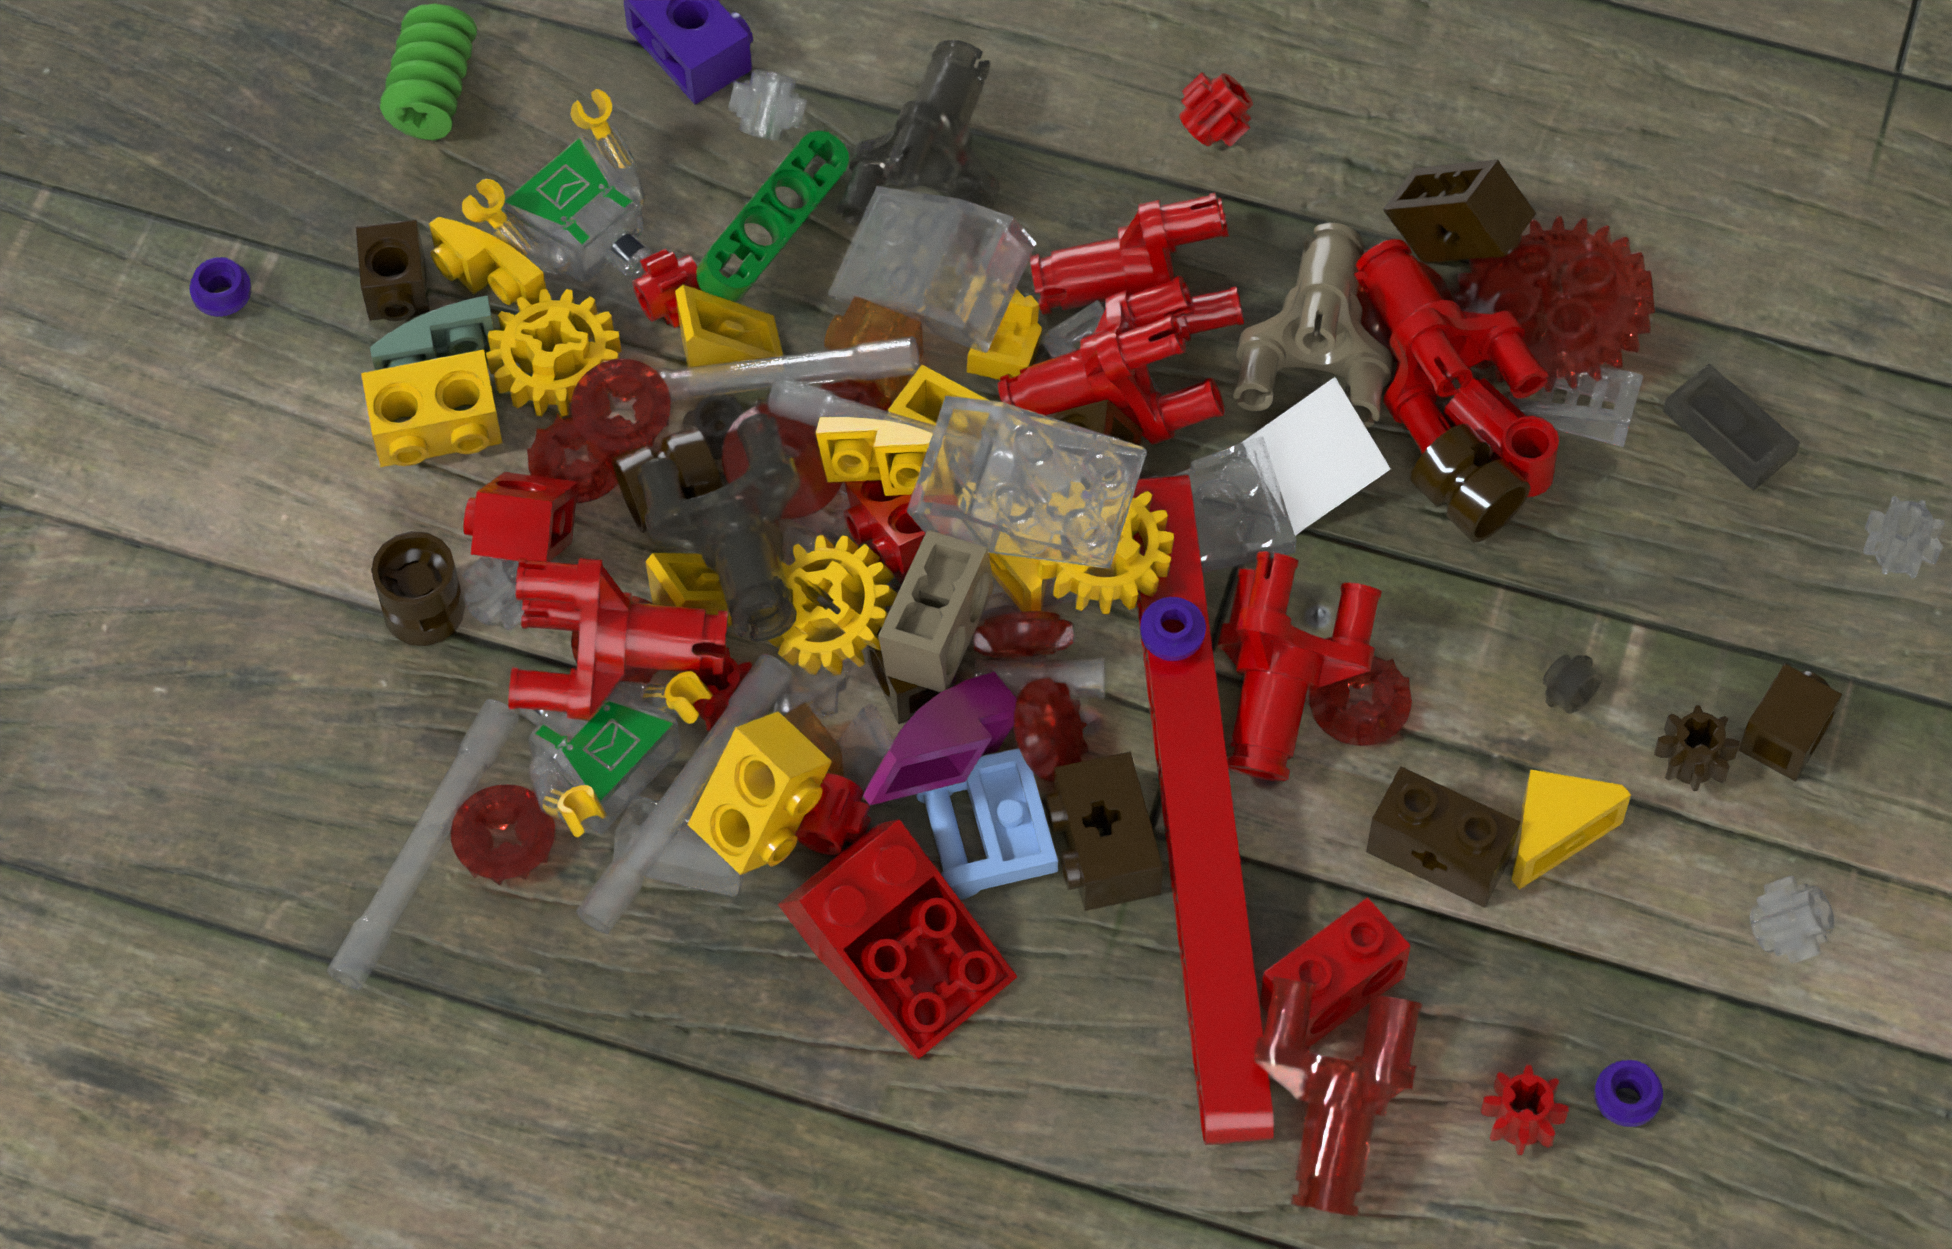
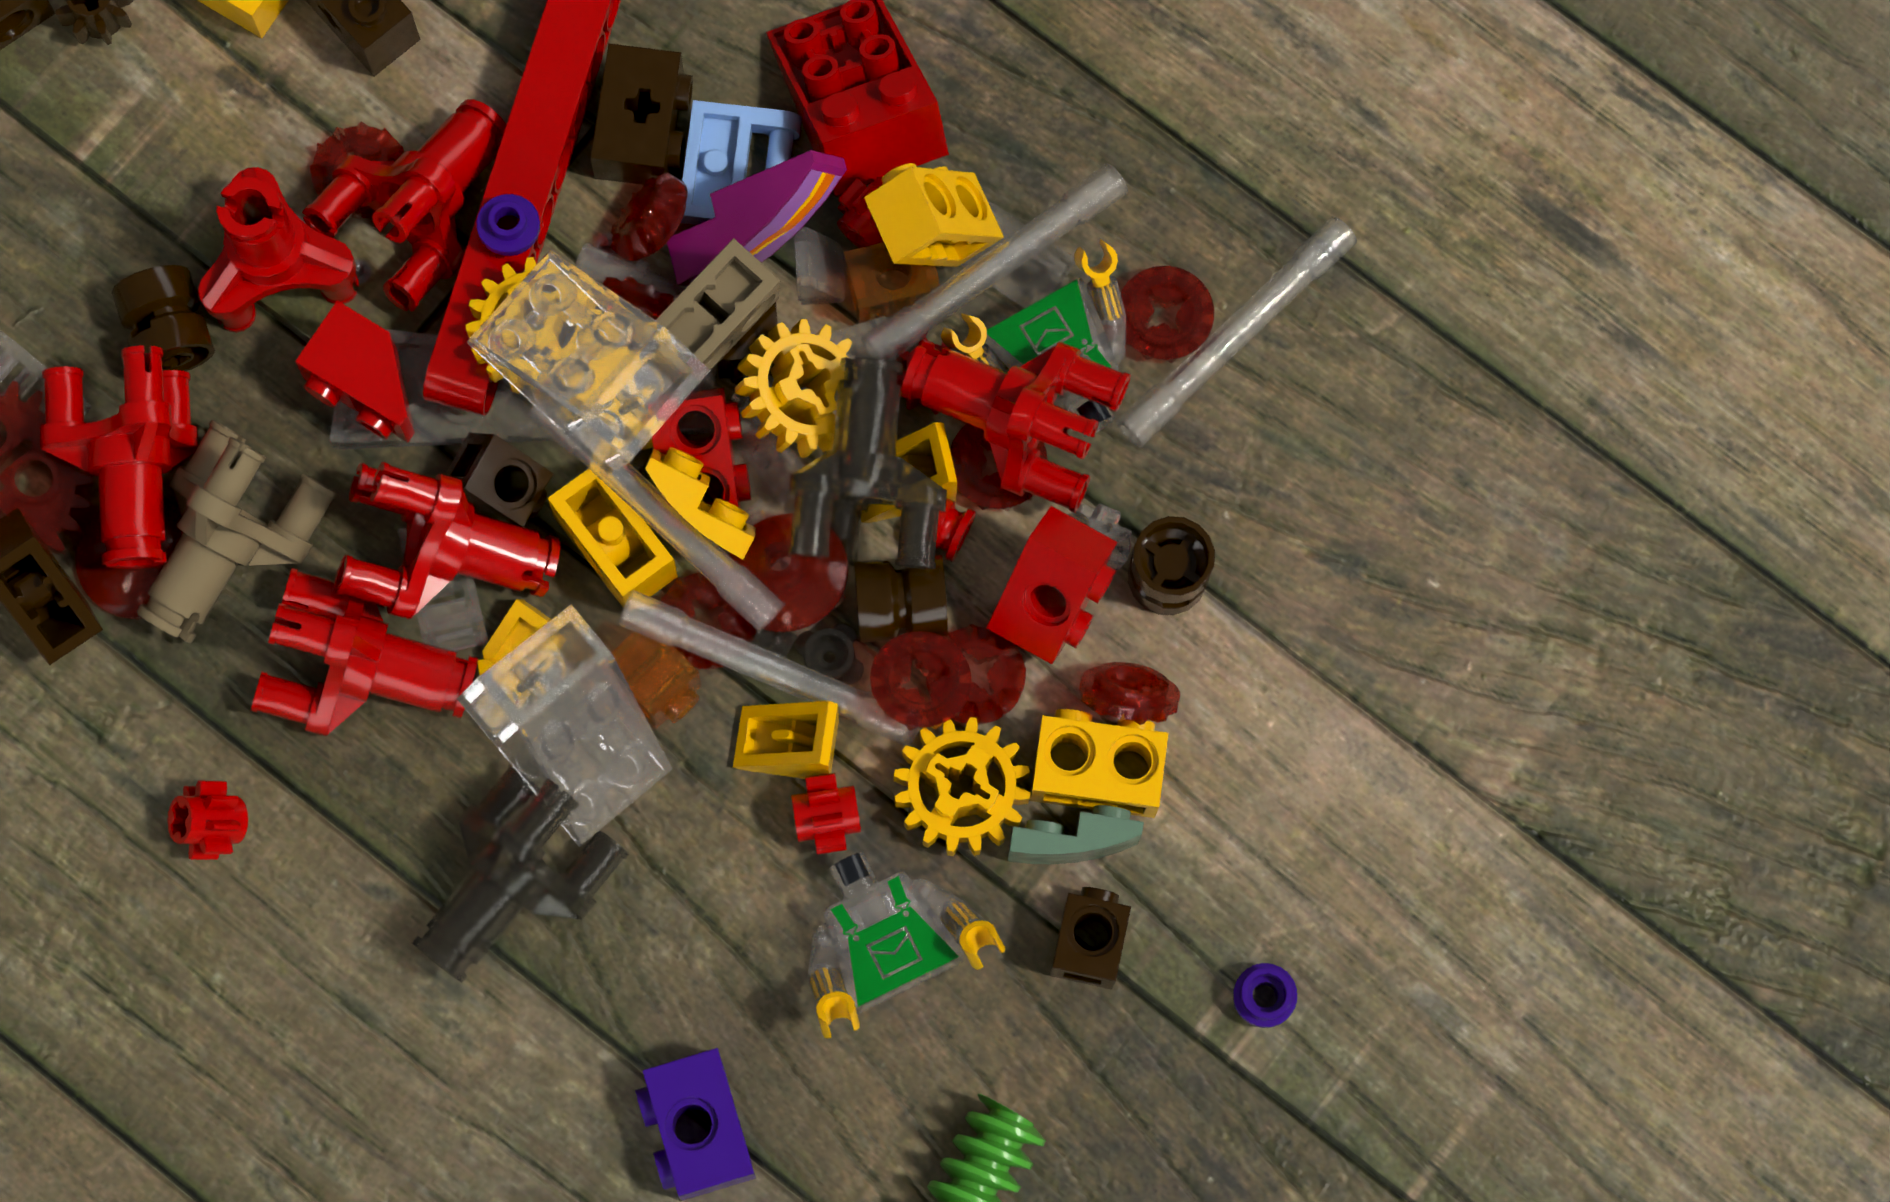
camera: 165 degrees left, 15 degrees up
(431, 494) = (1129, 692): none -> clear red gear
(483, 260) = (976, 888): yellow slope -> none
(637, 553) = (953, 529): none -> red bush
(767, 104) = (652, 996): clear gear -> none
(773, 215) = (689, 844): green beam -> none
(1254, 480) = (361, 367): none -> red slope
(1321, 454) = (279, 414): white sticker -> none
(1397, 554) = (269, 253): none -> red wheel
(1508, 432) = (102, 362): red piece -> none
(1571, 682) = (169, 110): clear smoke plate -> none

